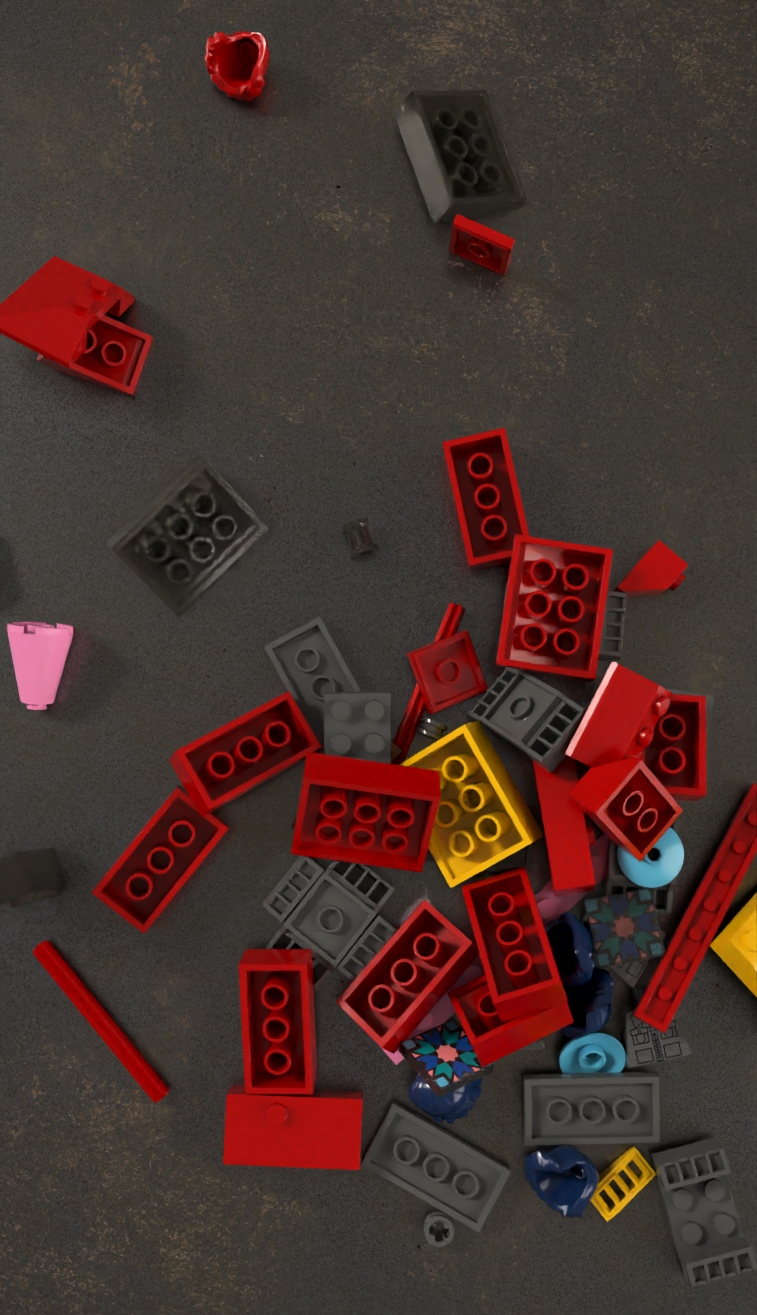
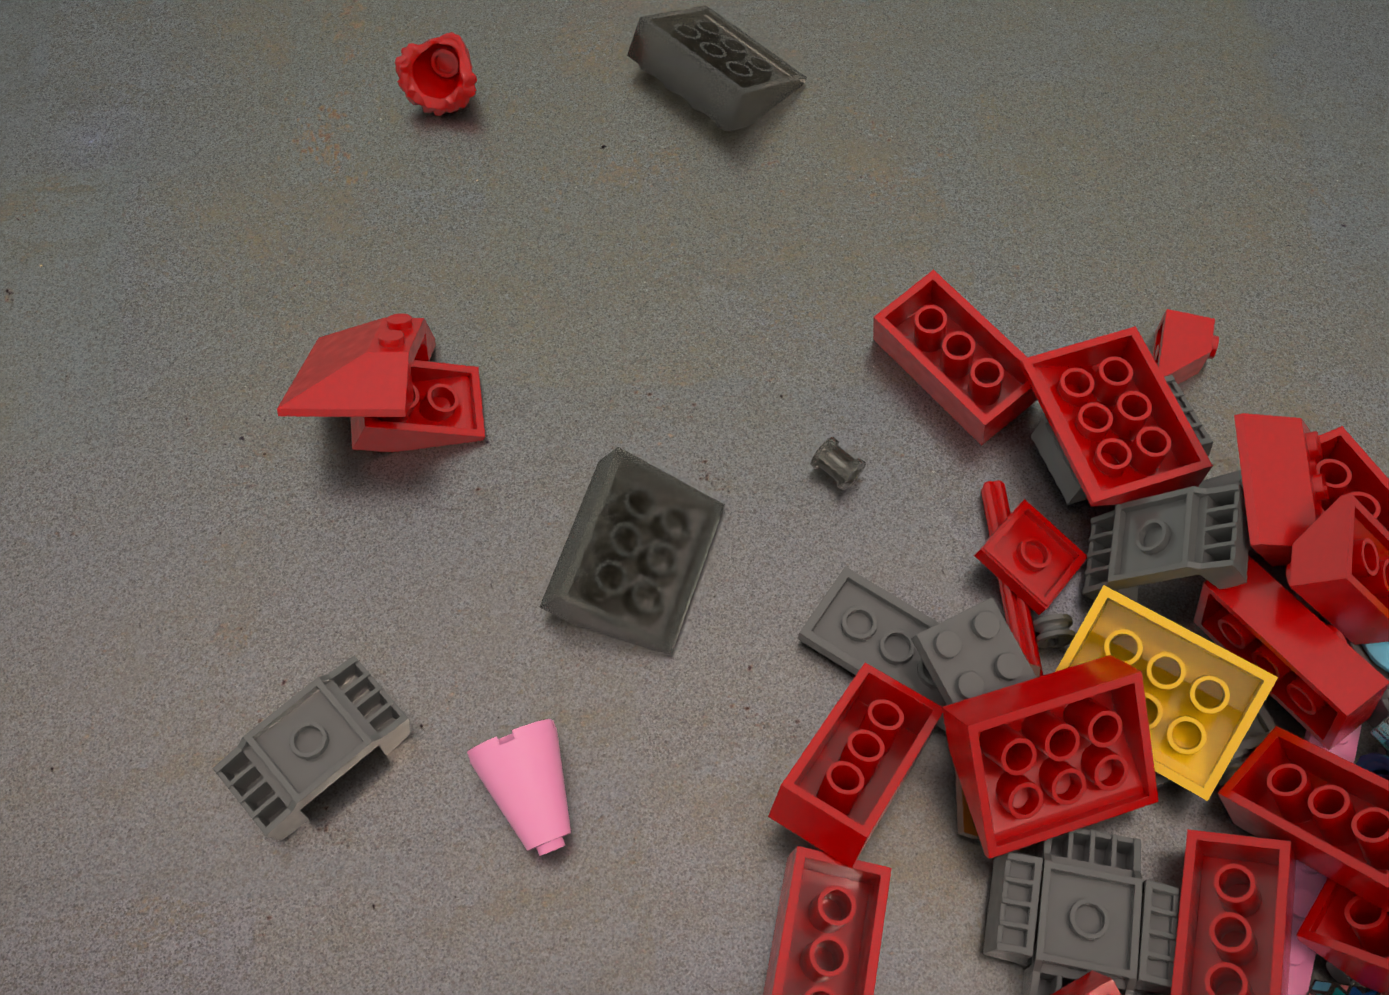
camera: 25 degrees left, 20 degrees down
(481, 244) = (793, 123): red tile -> none

